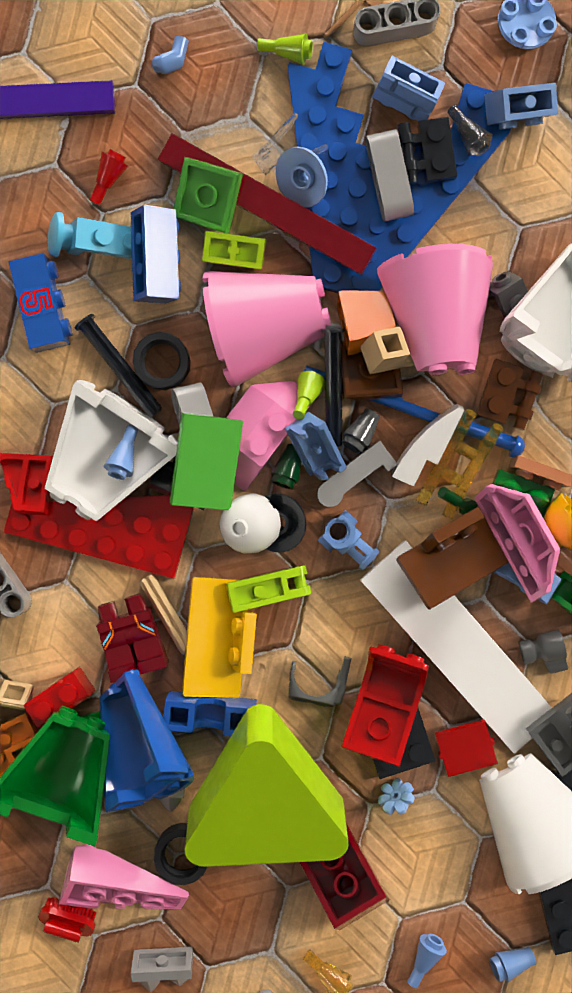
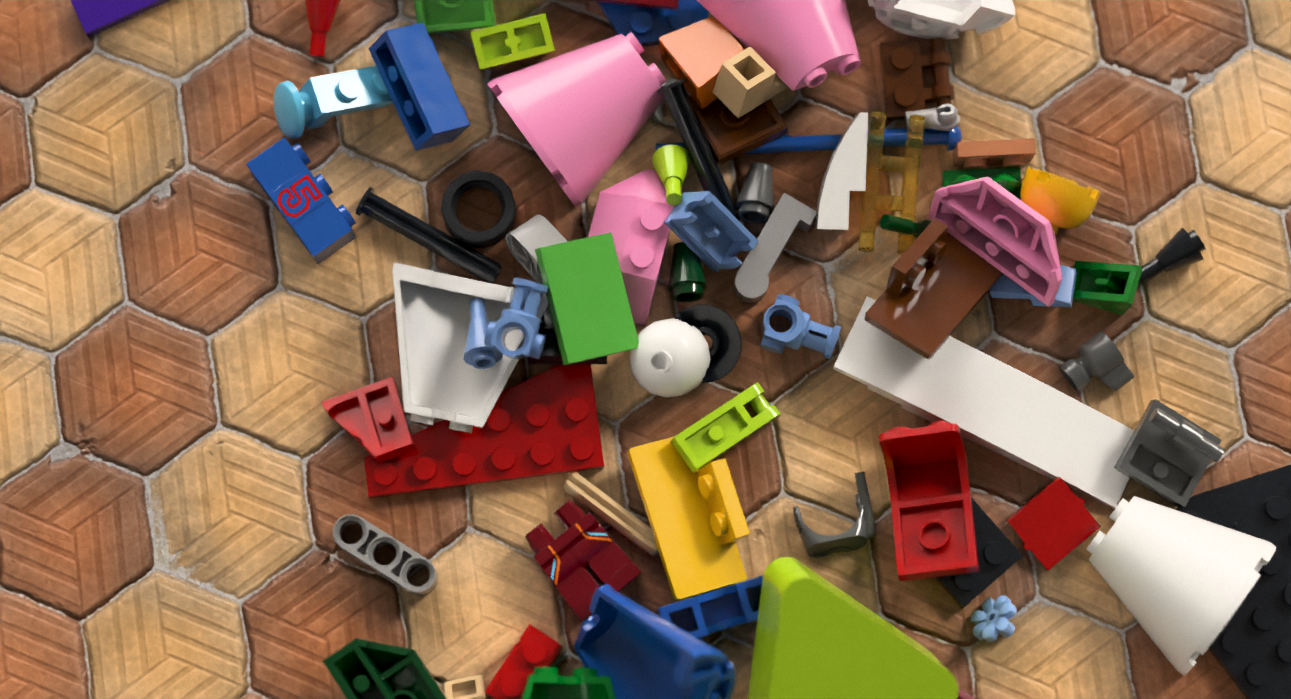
camera: 25 degrees left, 10 degrees down
(150, 458) = (519, 318): none -> medium blue connector
(513, 432) = (940, 118): none -> light grey arm

